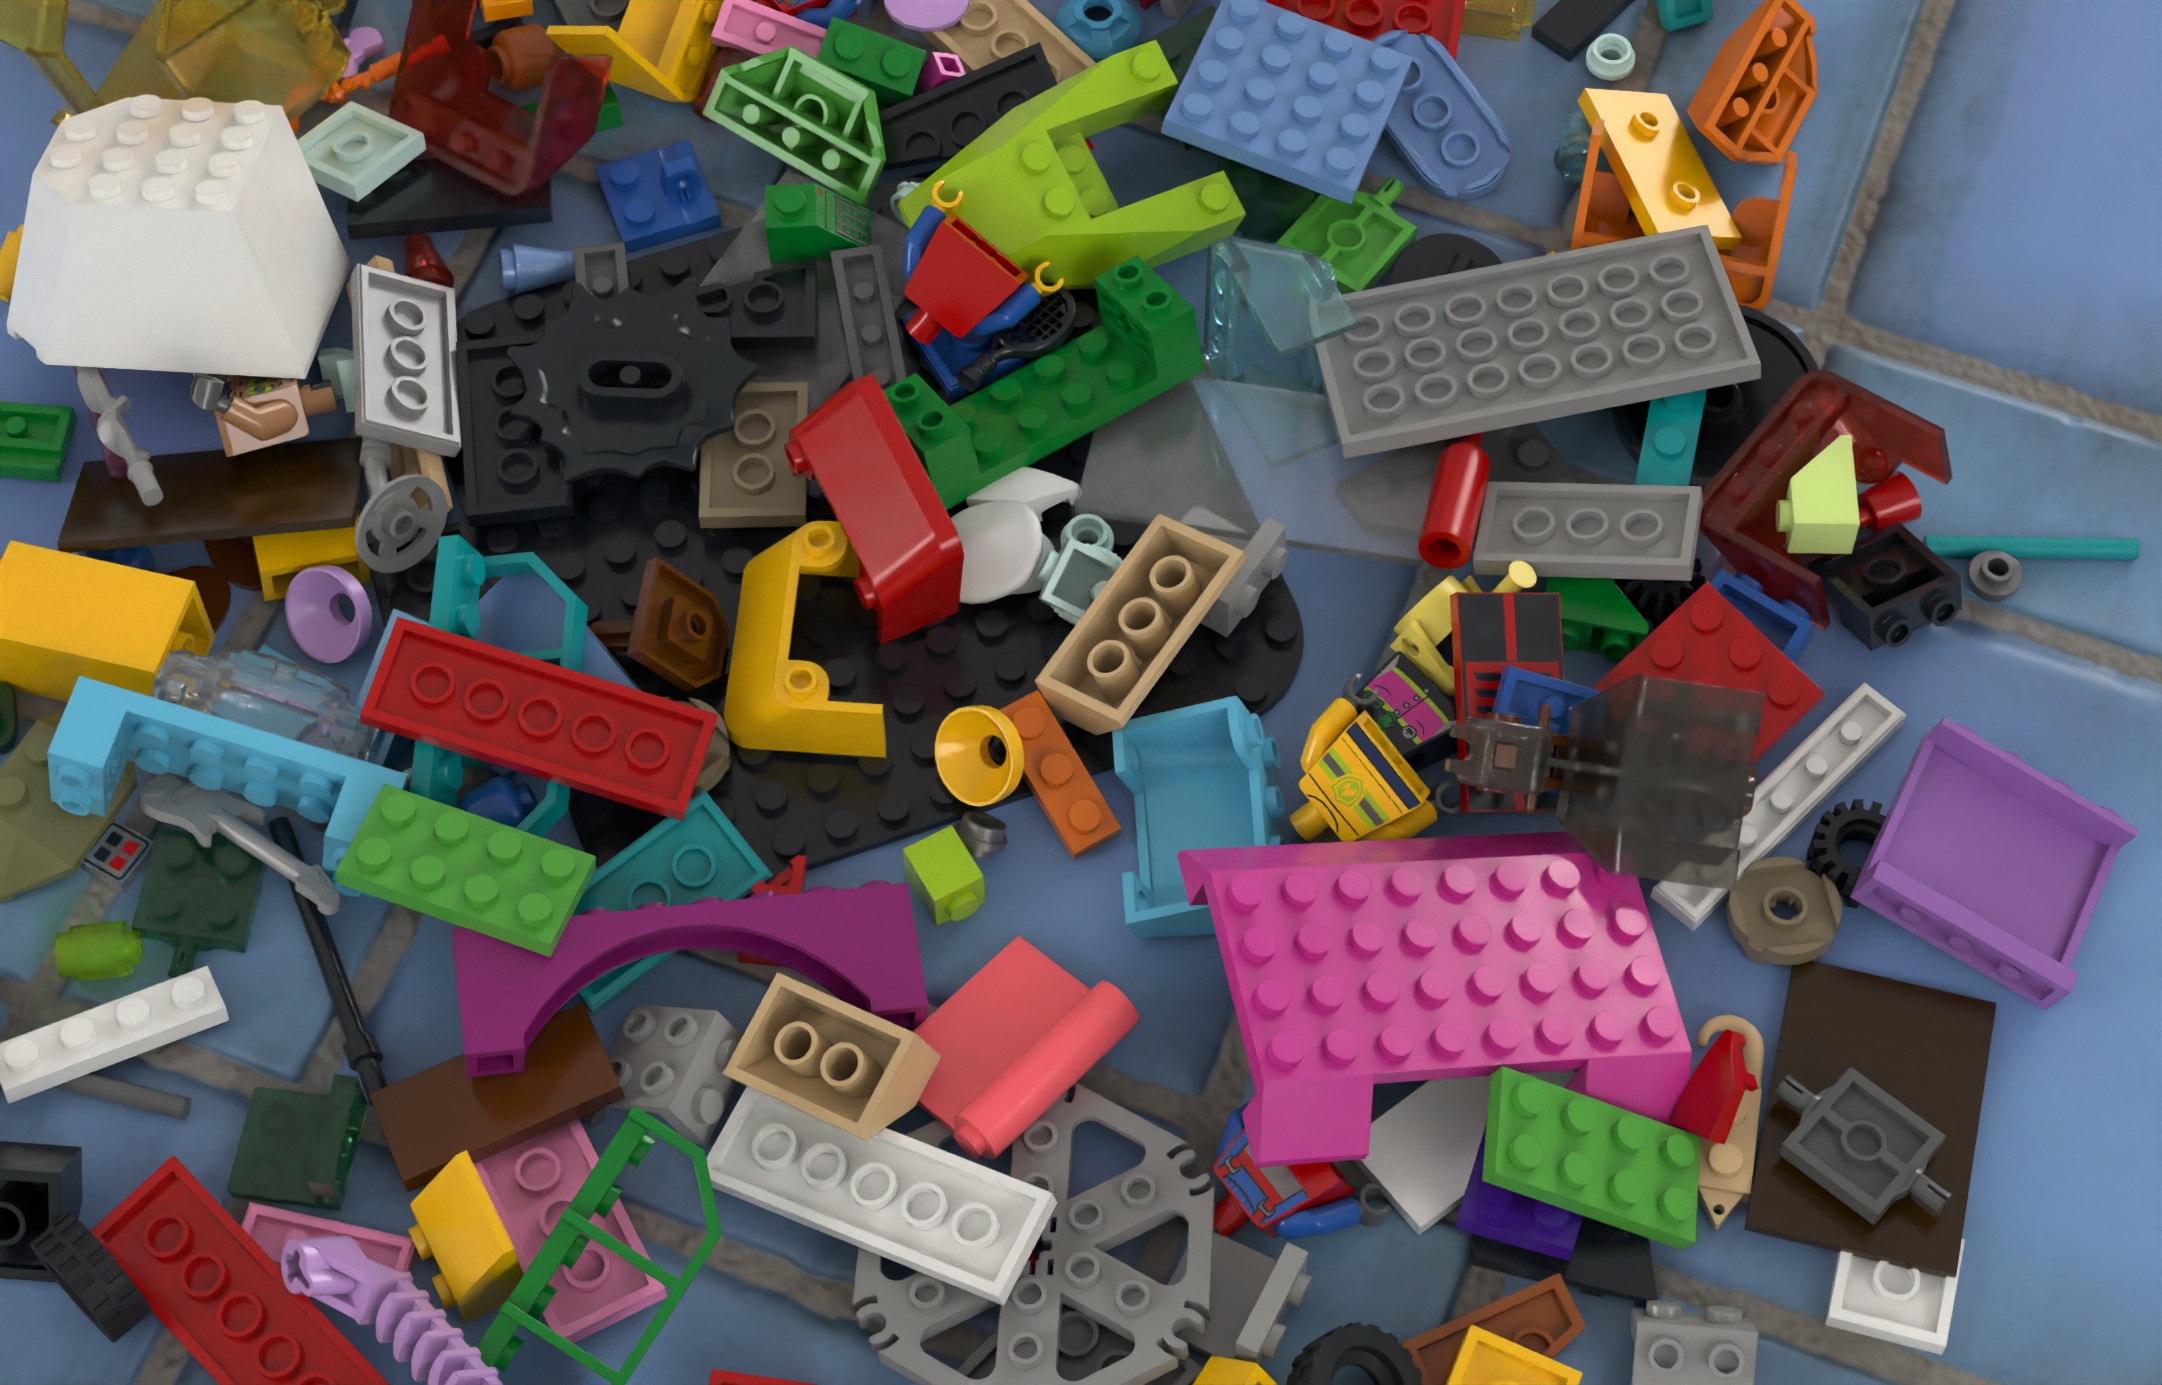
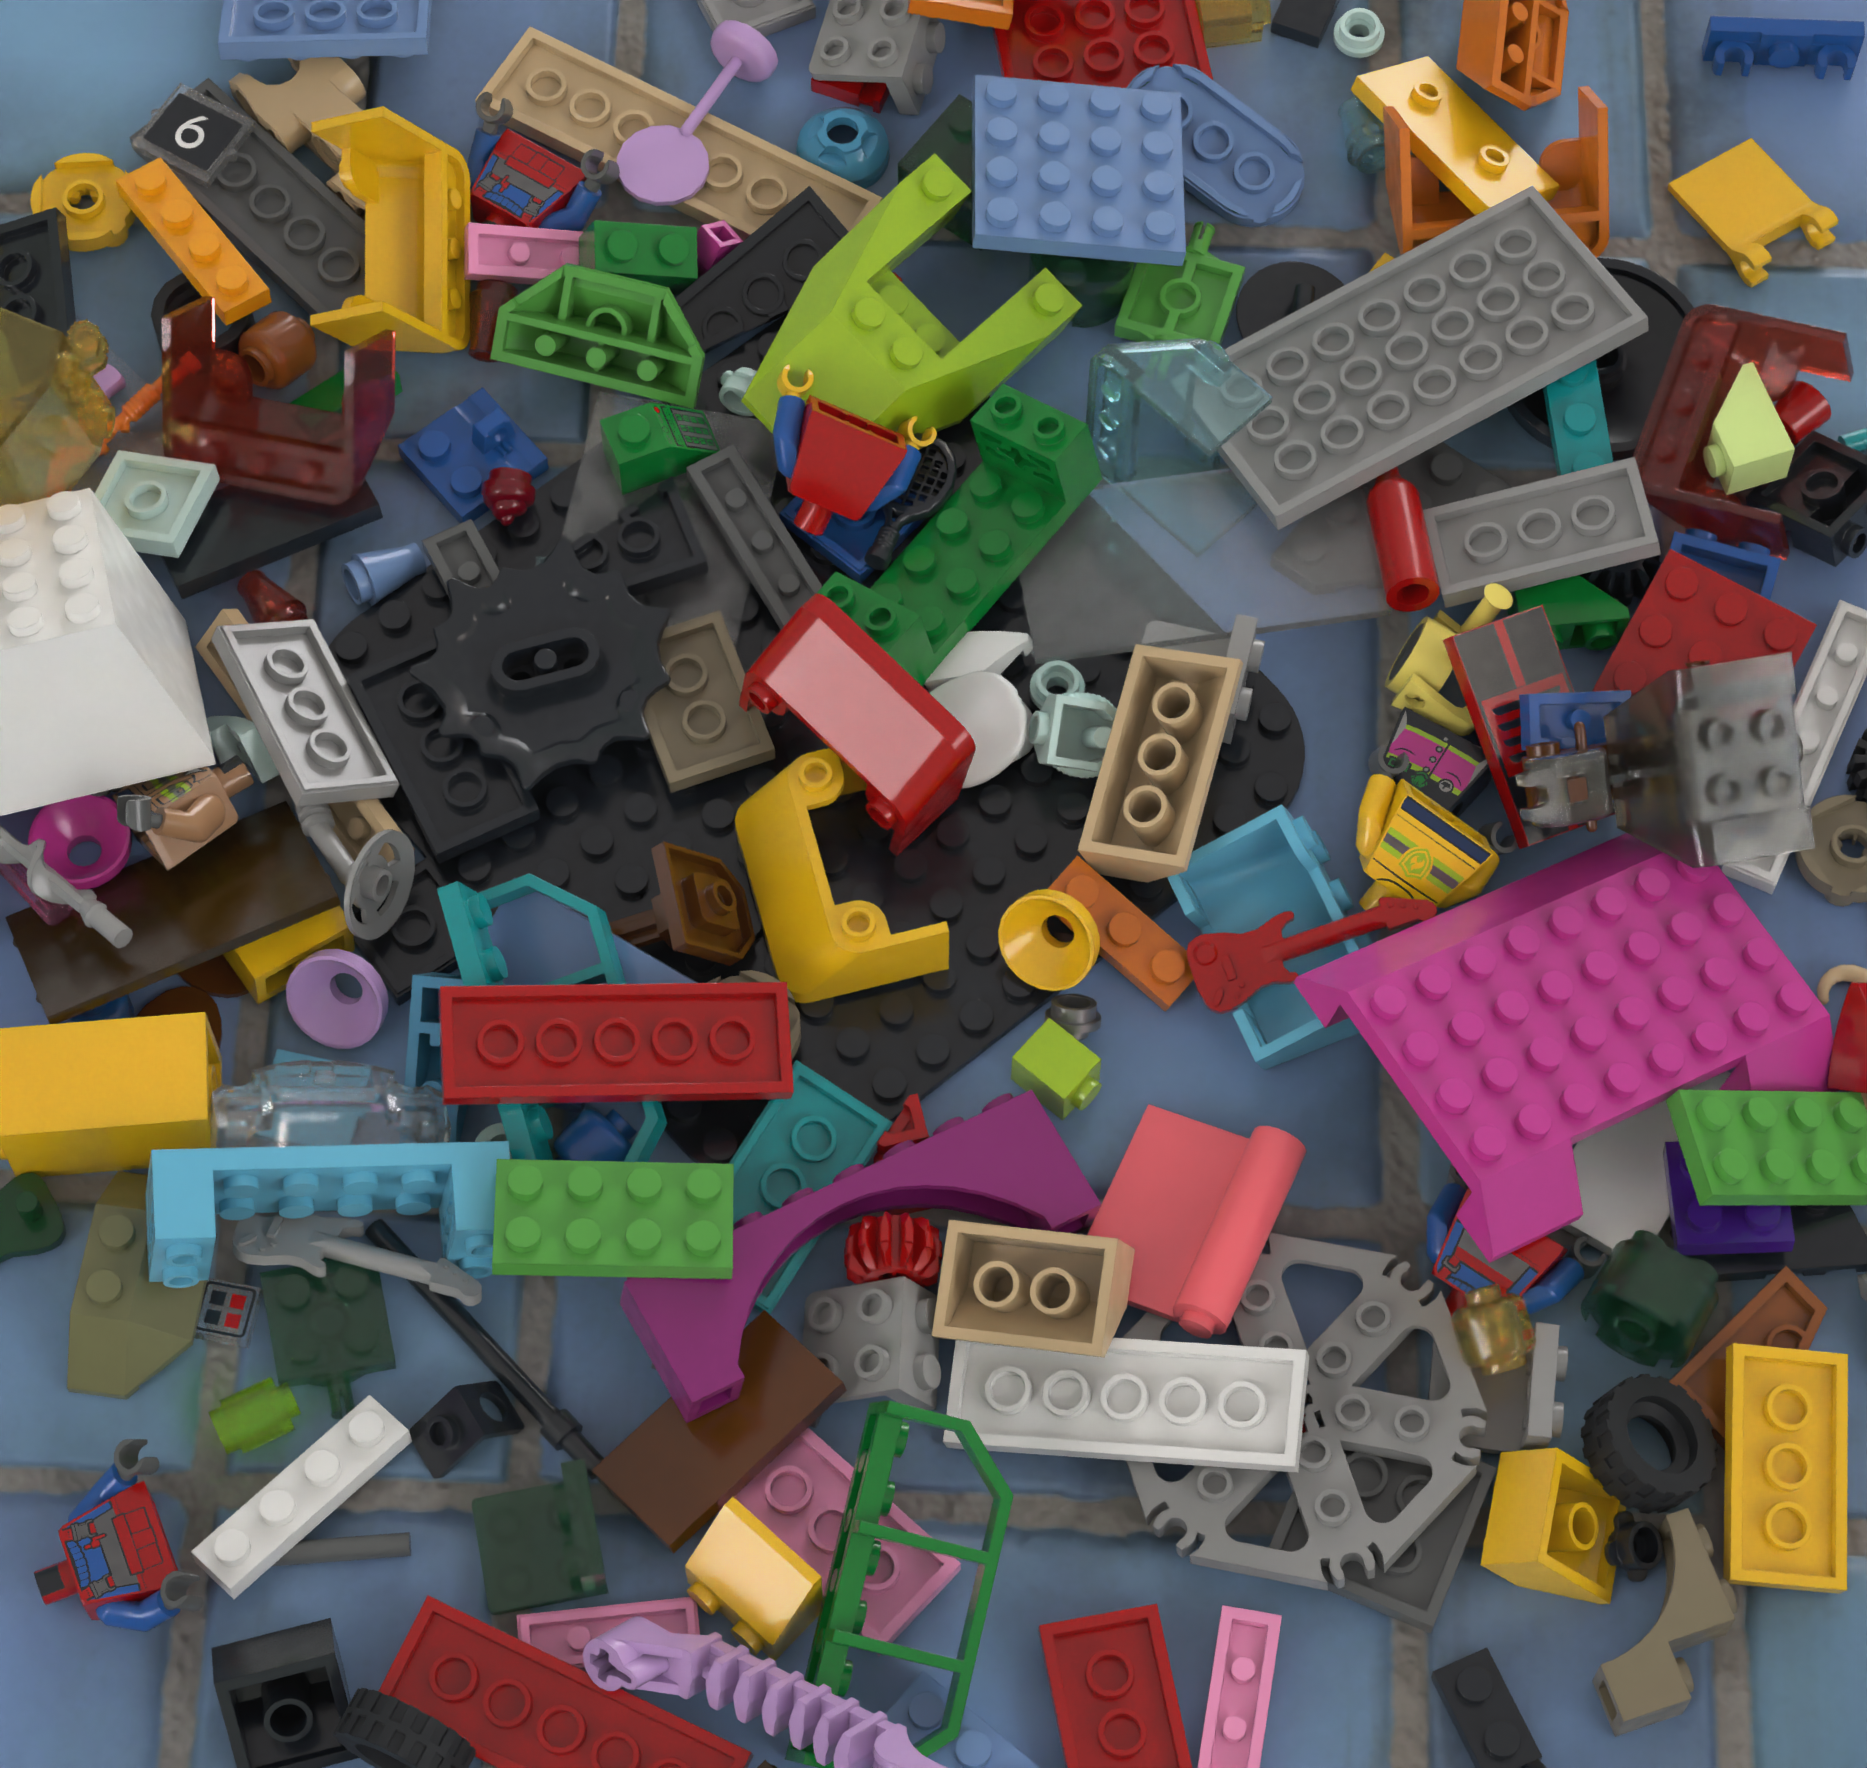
camera: 20 degrees left, 5 degrees up
(162, 401) = (79, 821): none -> dark pink piece
(274, 1013) = (460, 1424): none -> black bracket
(668, 231) = (508, 493): none -> dark red plate
(721, 983) = (893, 1248): none -> red gear
(1146, 834) = (1237, 966): none -> red piece
(1244, 1236) = (1493, 1330): none -> clear yellow head
(1412, 1261) = (1651, 1300): none -> clear green brick
(1920, 305) = (1748, 204): none -> yellow flag
(2009, 172) = (1783, 43): none -> blue plate

